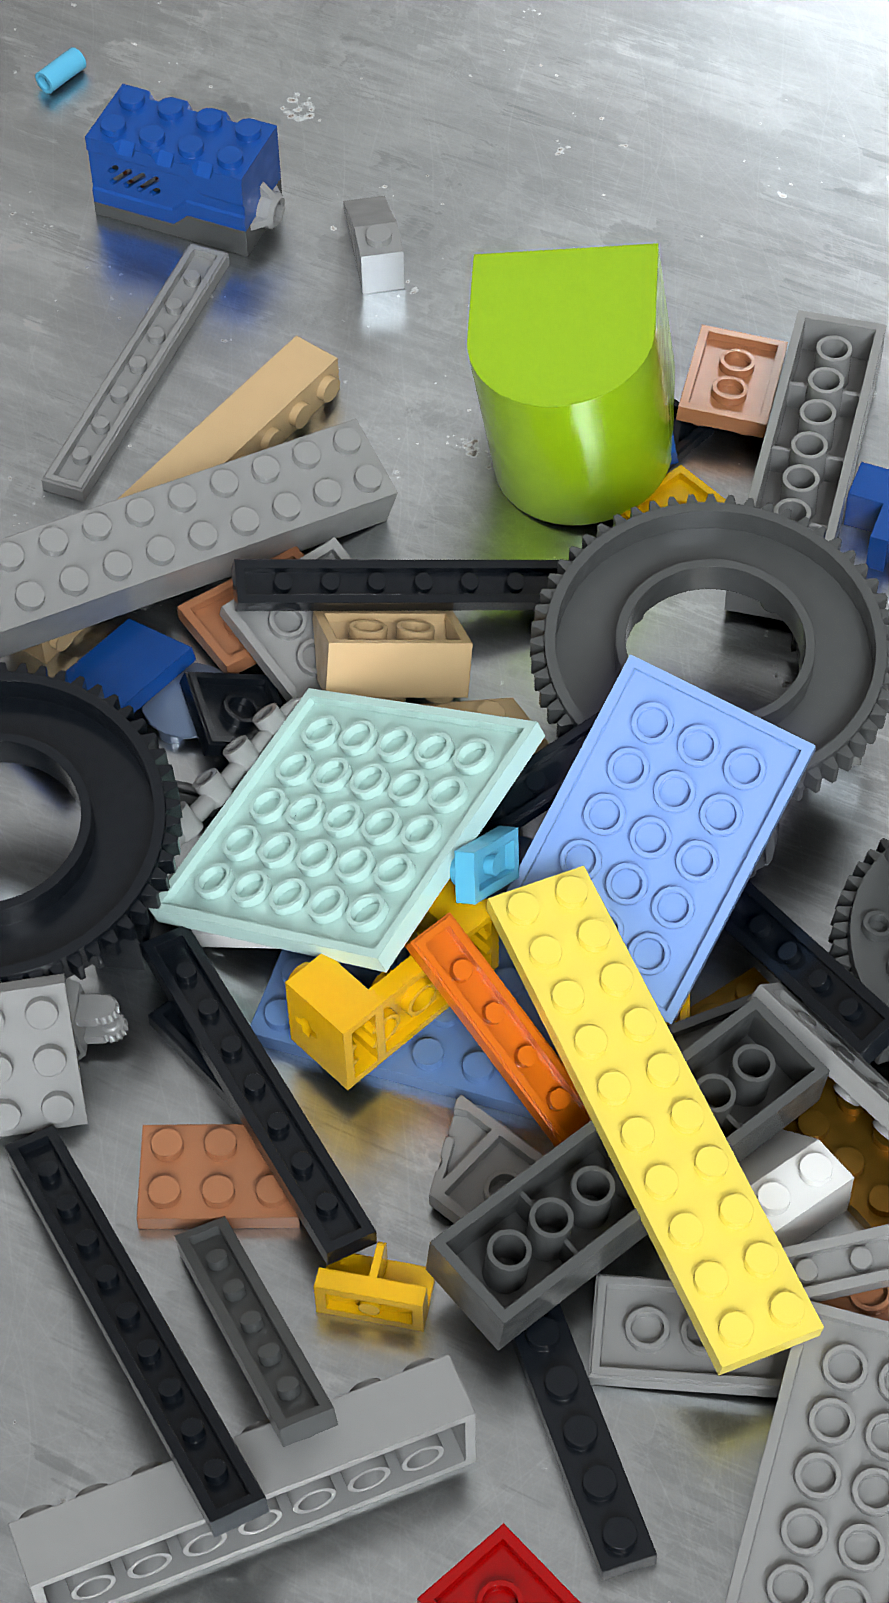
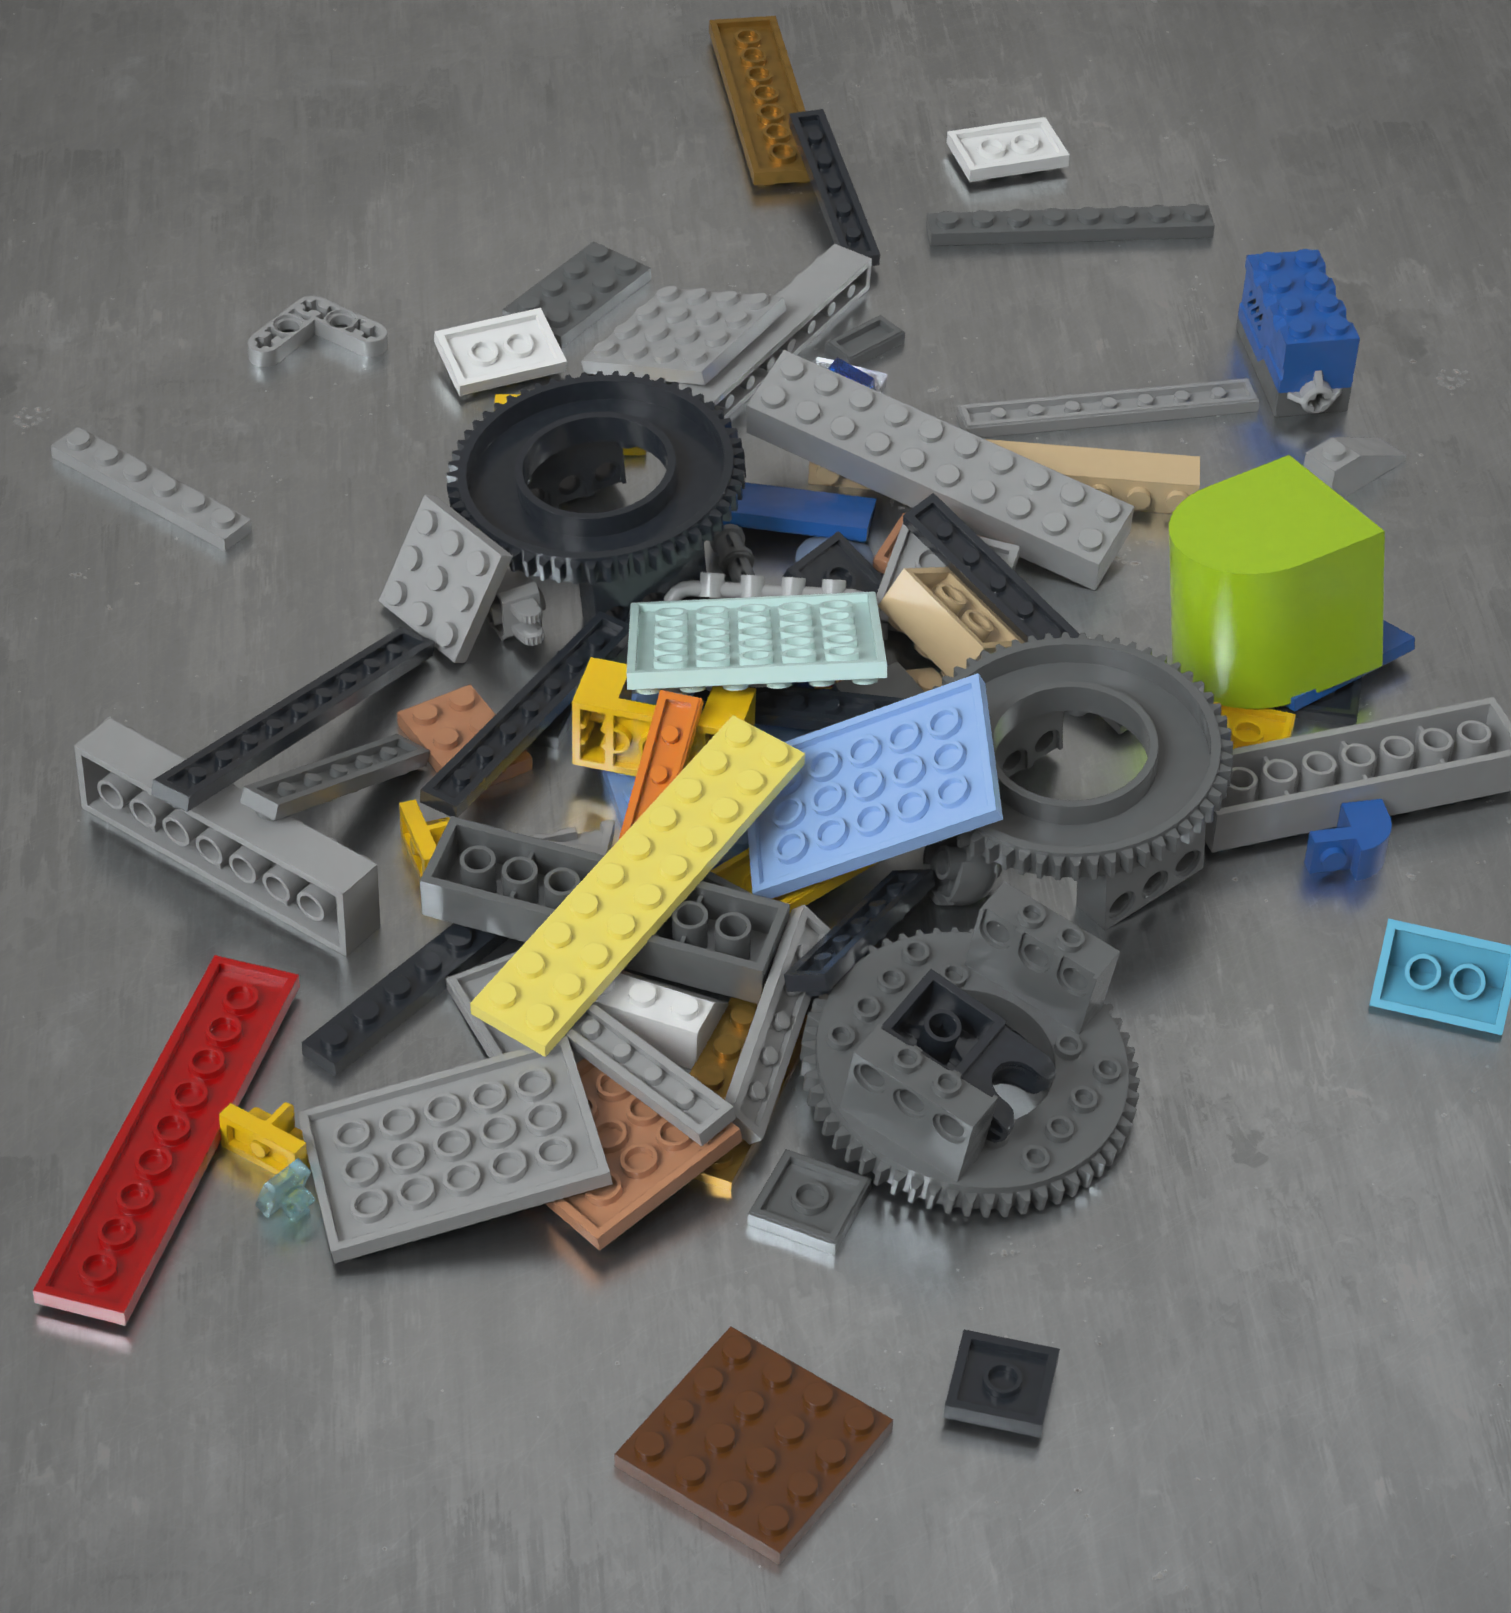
camera: 55 degrees right, 10 degrees down
(60, 70) = (1350, 245): medium azure piece -> none
(485, 865) = (761, 704): medium azure plate -> none
(732, 381) = (1395, 693): nougat plate -> none

